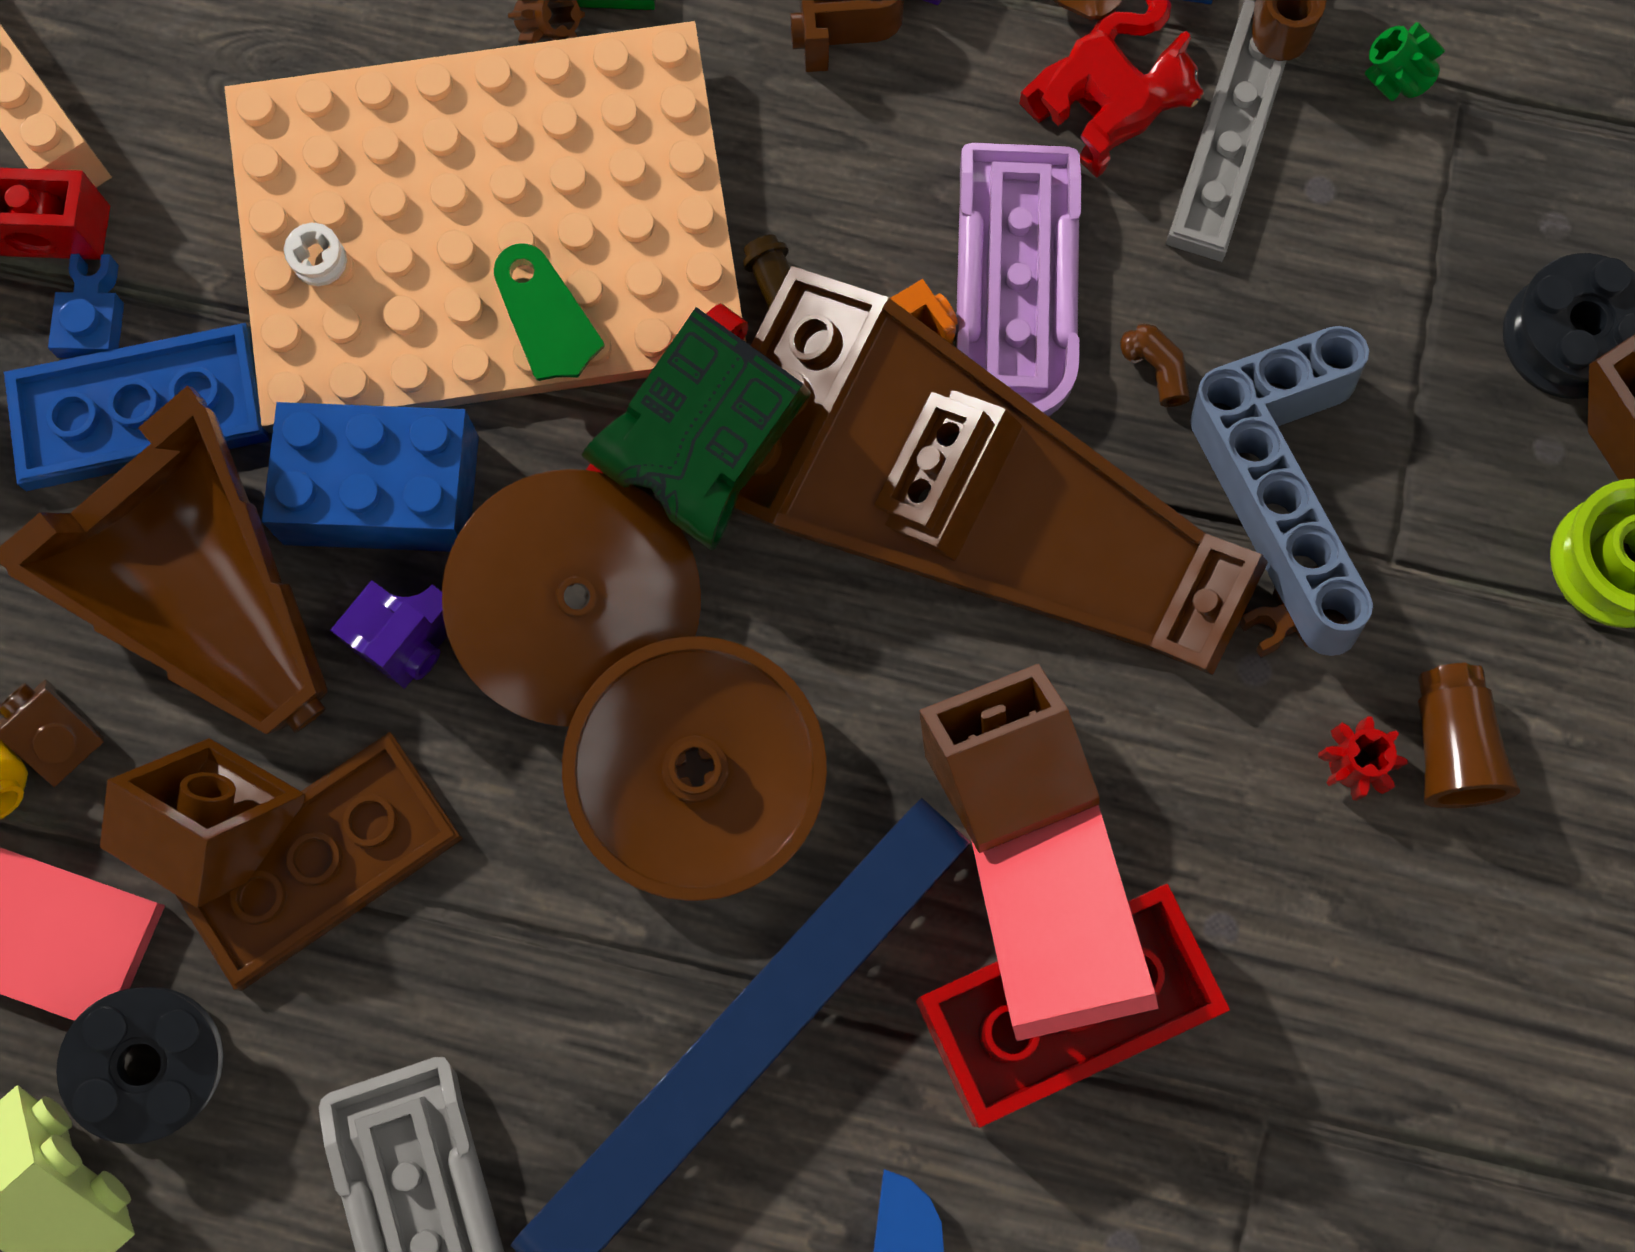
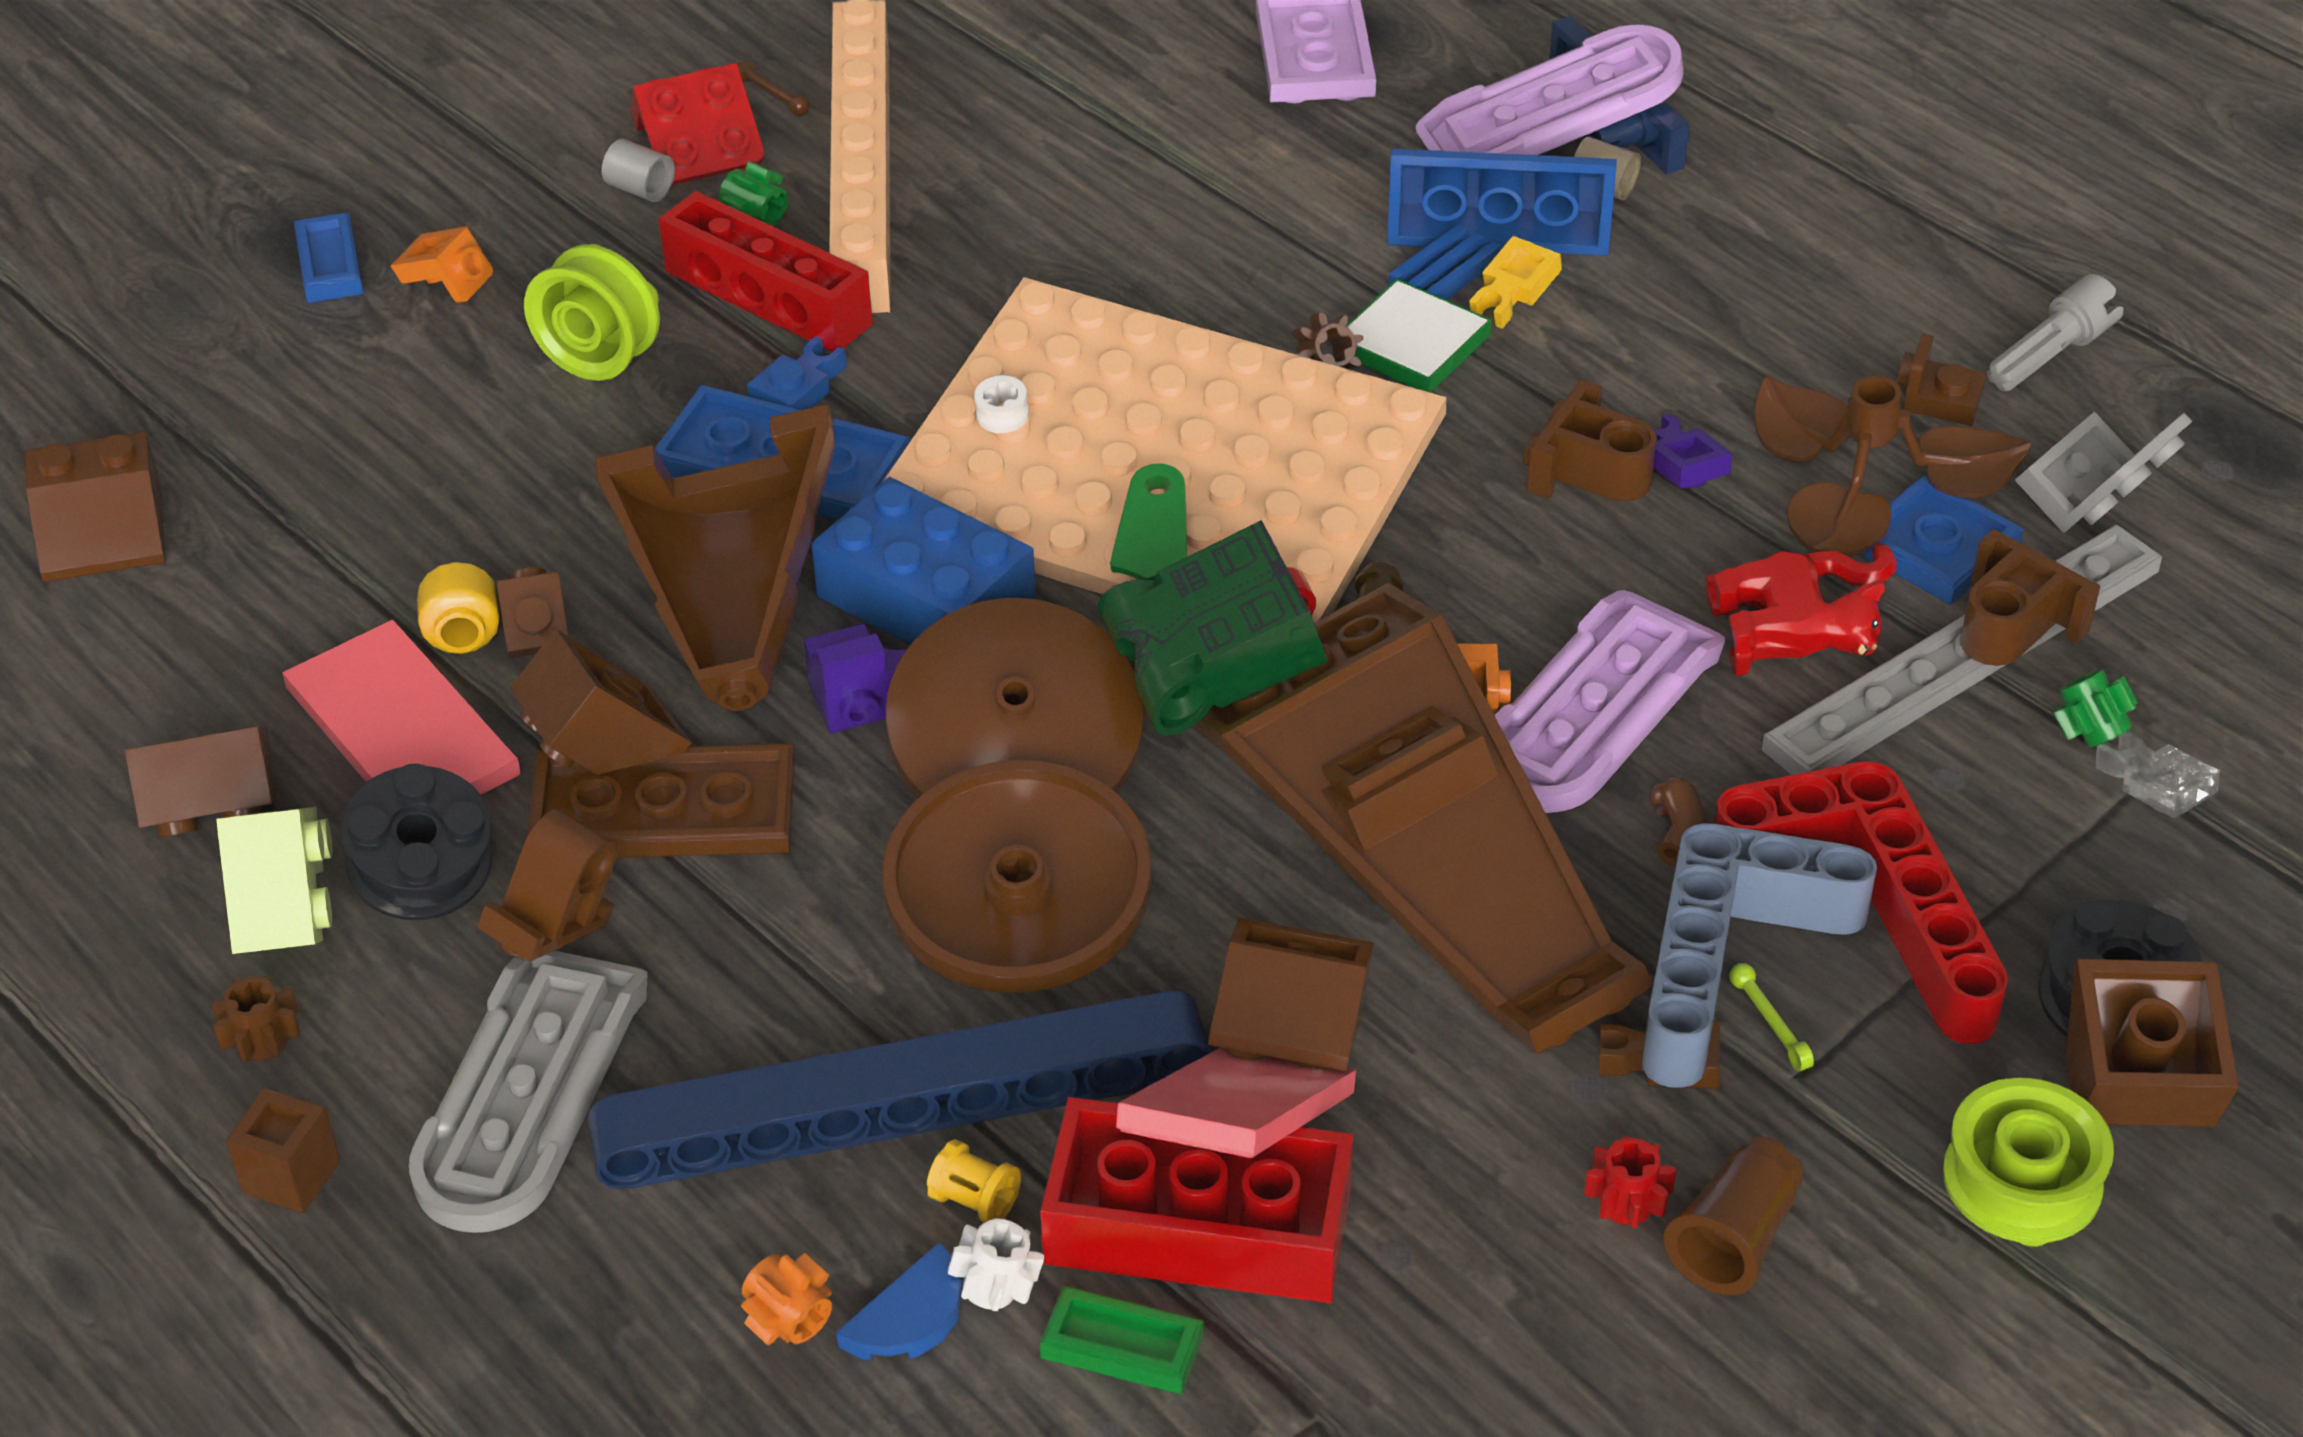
camera: 35 degrees right, 30 degrees down
(317, 1064) = (553, 889): none -> reddish brown pin
(871, 1093) = (973, 1182): none -> yellow bush
(962, 1183) = (995, 1264): none -> white gear
(1081, 1156) = (1122, 1339): none -> green tile
(1376, 311) = (1912, 886): none -> red beam
(1389, 541) = (1800, 1055): none -> lime hinge
(1488, 102) = (2163, 779): none -> clear plate

